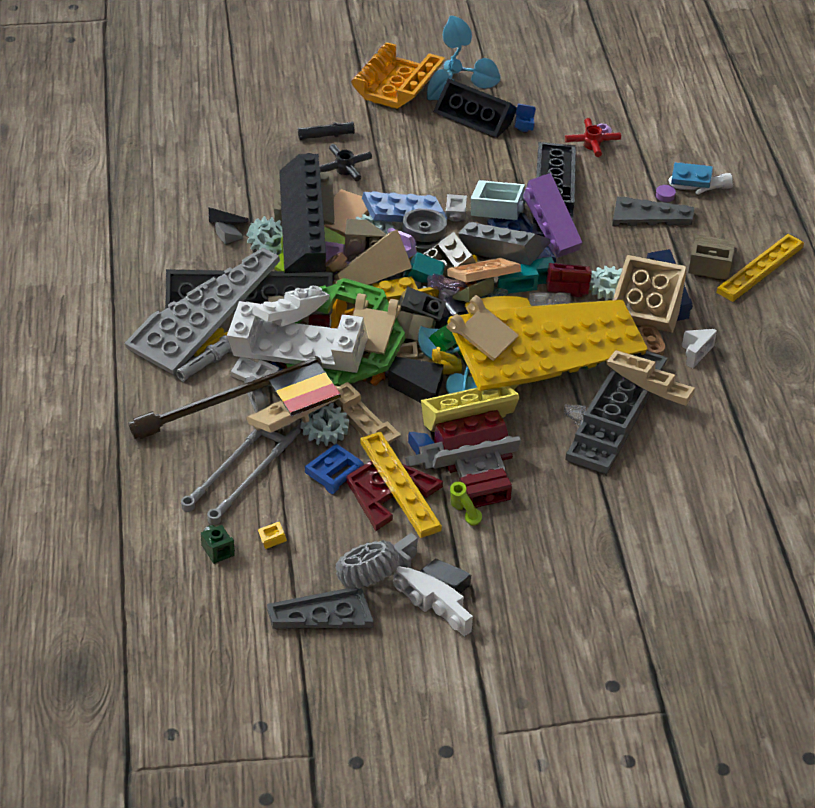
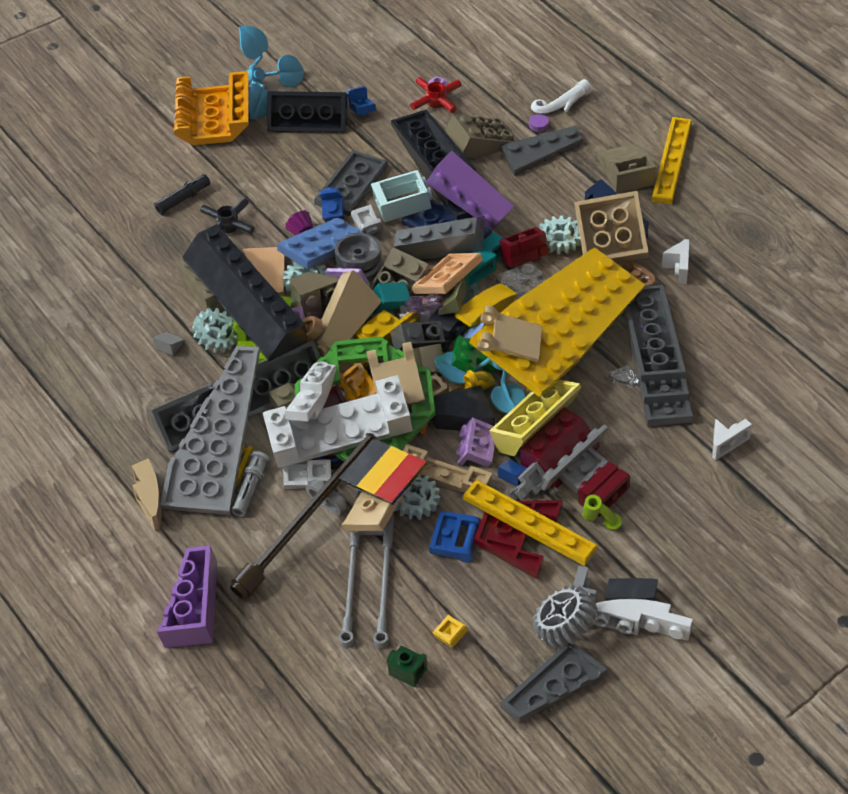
camera: 25 degrees left, 5 degrees up
(91, 419) = (192, 604): none -> medium lavender wedge
(123, 329) = (147, 492): none -> tan slope
(225, 217) = (149, 330): black slope -> none
(399, 185) = (299, 222): none -> magenta piece
(408, 409) = (476, 443): none -> lavender bracket
(437, 184) = (332, 204): none -> blue bracket
(464, 176) = (355, 179): none -> dark grey tile
(602, 181) = (478, 135): none -> dark tan slope
(622, 499) = (728, 439): none -> white slope
(644, 374) = (662, 311): tan slope -> none
(692, 175) = (552, 95): dark azure bracket -> none

